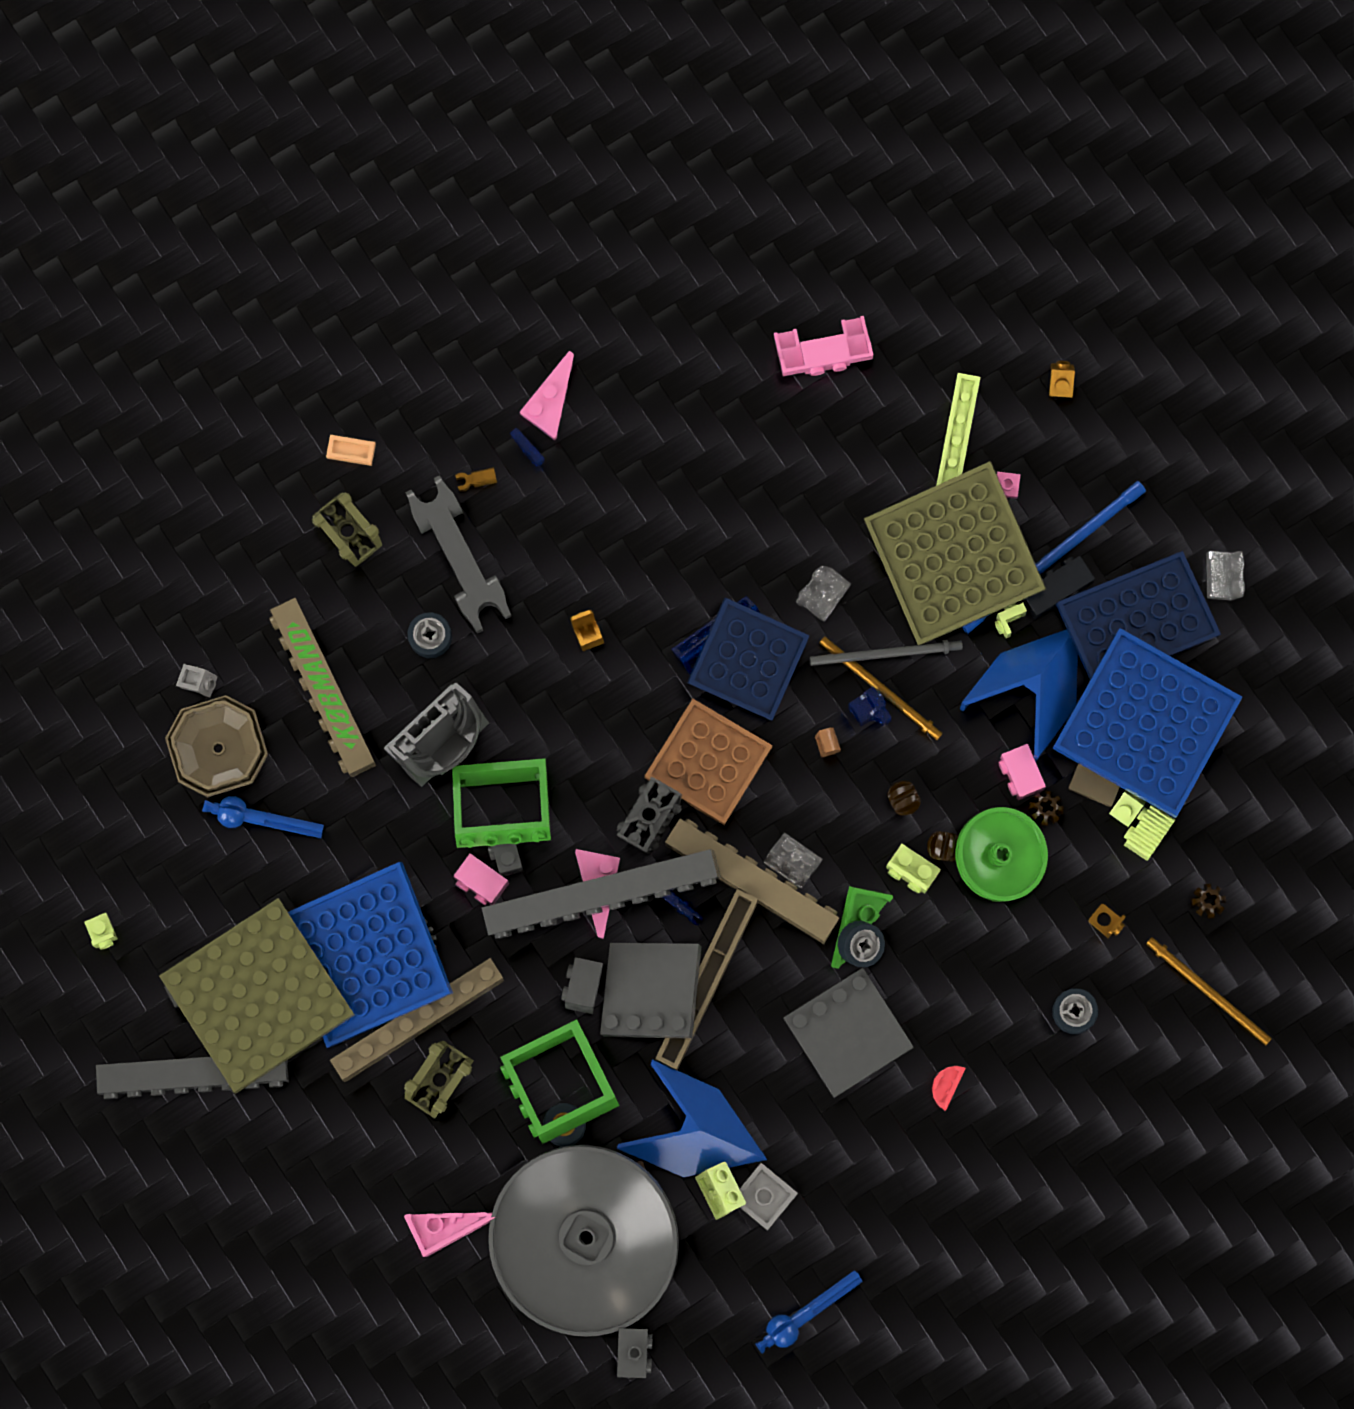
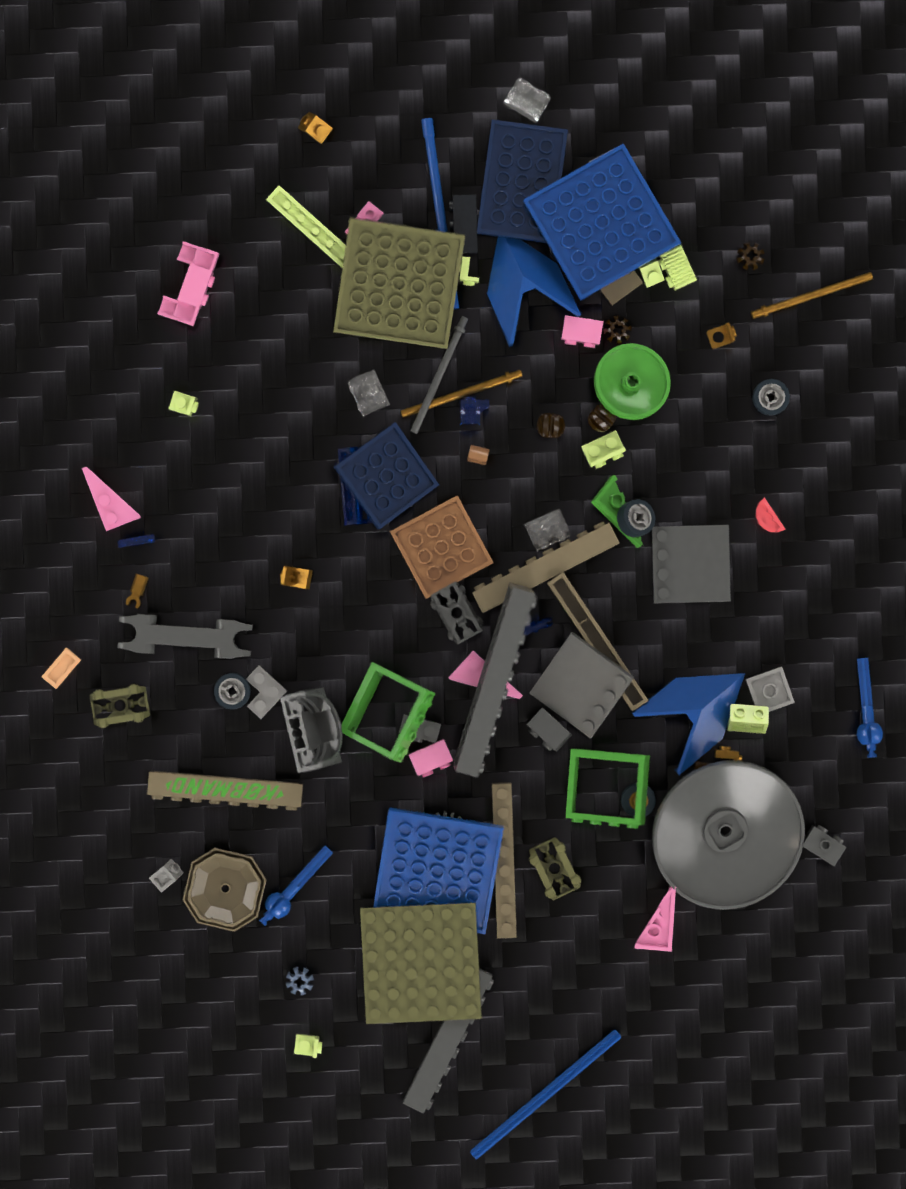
camera: 70 degrees left, 10 degrees up
(157, 881) = (294, 984): none -> sand blue piece
(192, 1214) = (545, 1094): none -> blue axle
(453, 671) = (269, 691): none -> light grey plate
(670, 1188) = (726, 752): none -> pearl gold bracket
(697, 413) = (183, 403): none -> yellowish green bracket

